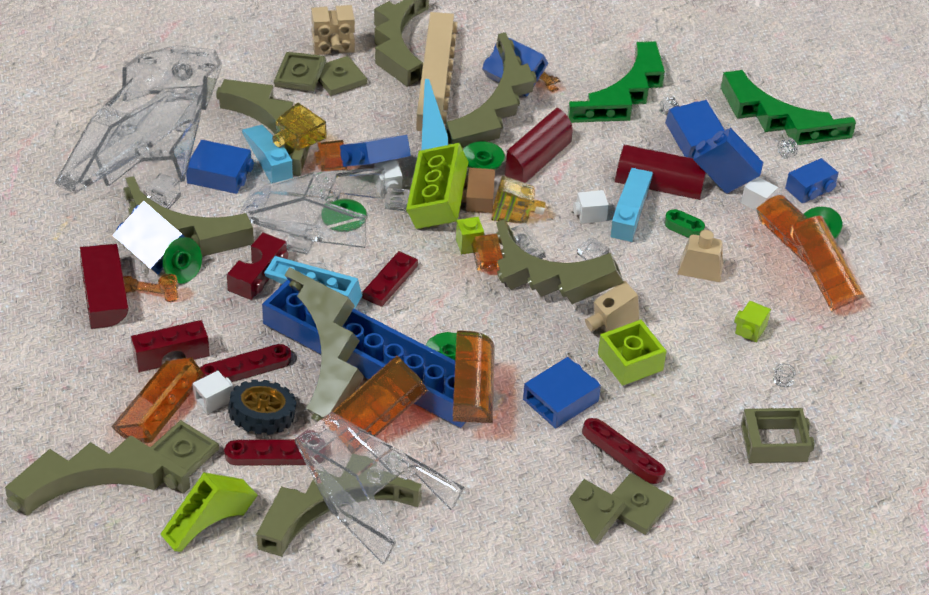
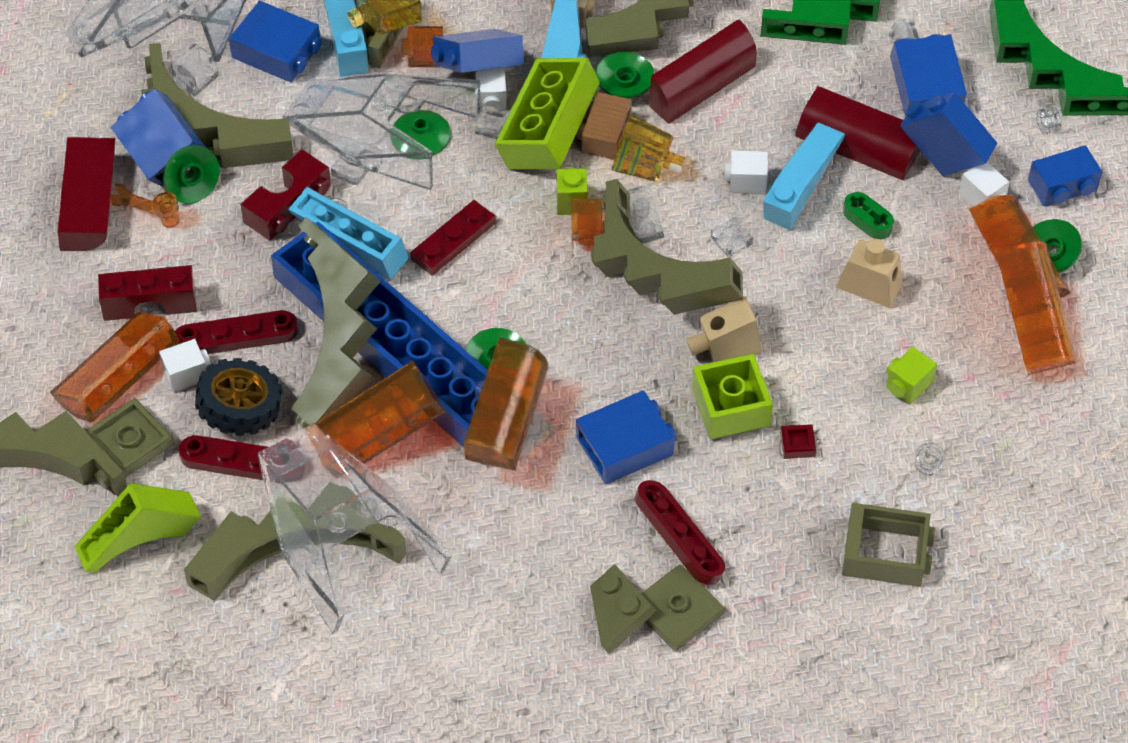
camera: 15 degrees right, 10 degrees up
(686, 377) = (798, 441): none -> dark red tile

